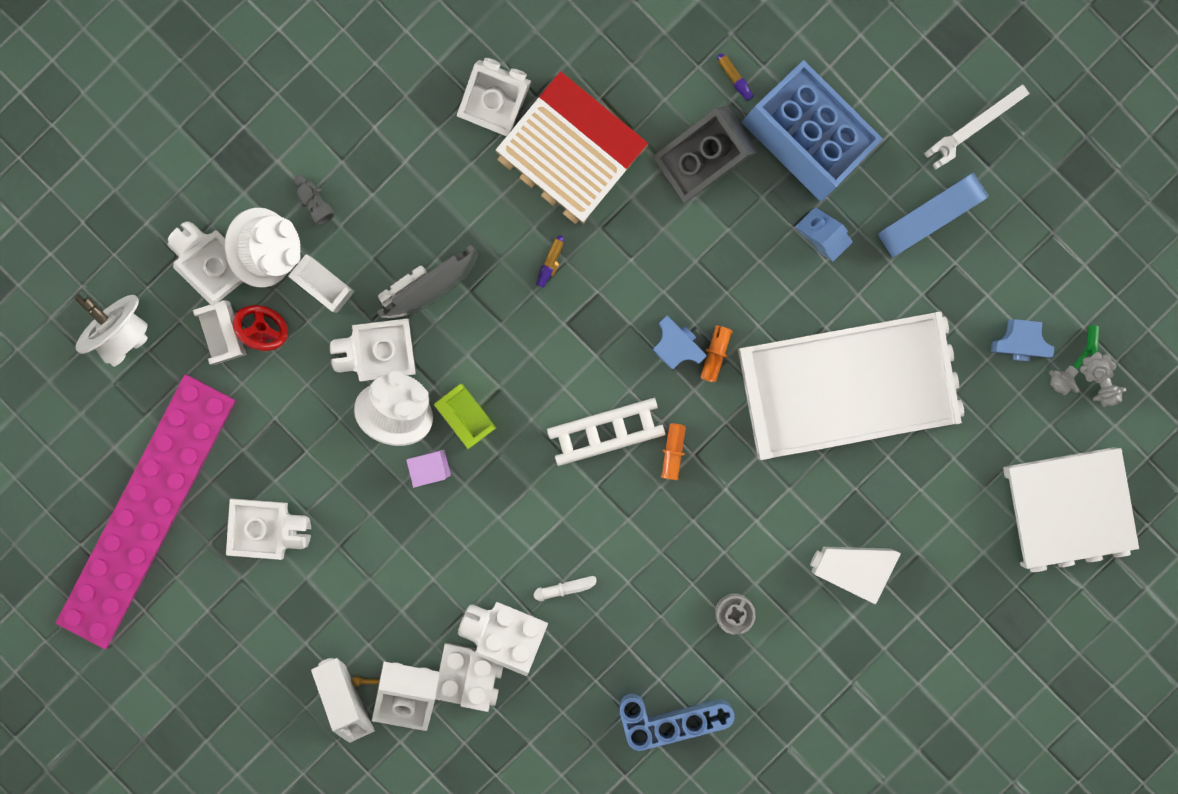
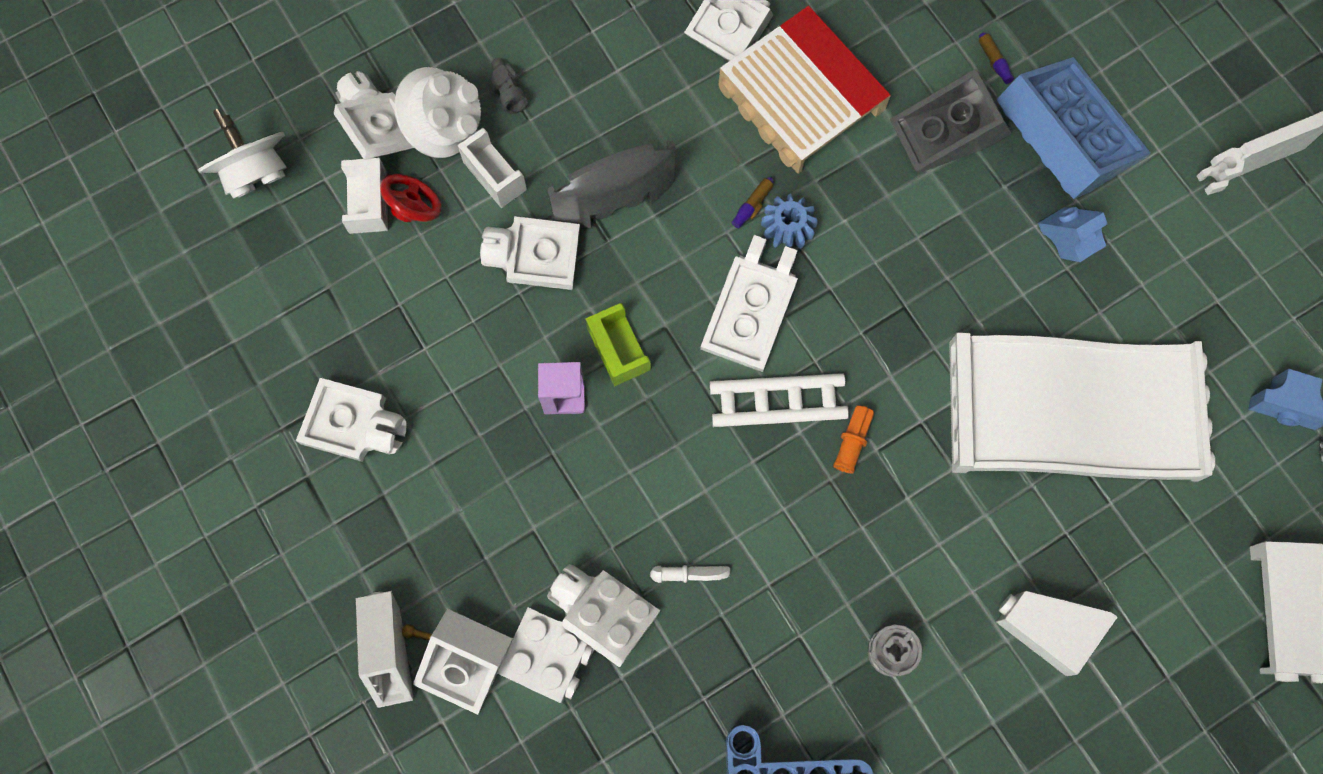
camera: 10 degrees right, 15 degrees down
(145, 511) = (216, 378): dark pink plate -> none
(394, 410) = (539, 312): white piece -> none
(568, 357) = (751, 307): none -> white tile
(588, 285) = (798, 230): none -> medium blue gear
(677, 345) = (881, 318): medium blue brick -> none
(716, 353) = (925, 338): orange axle -> none
(933, 215) = (1232, 223): medium blue beam -> none

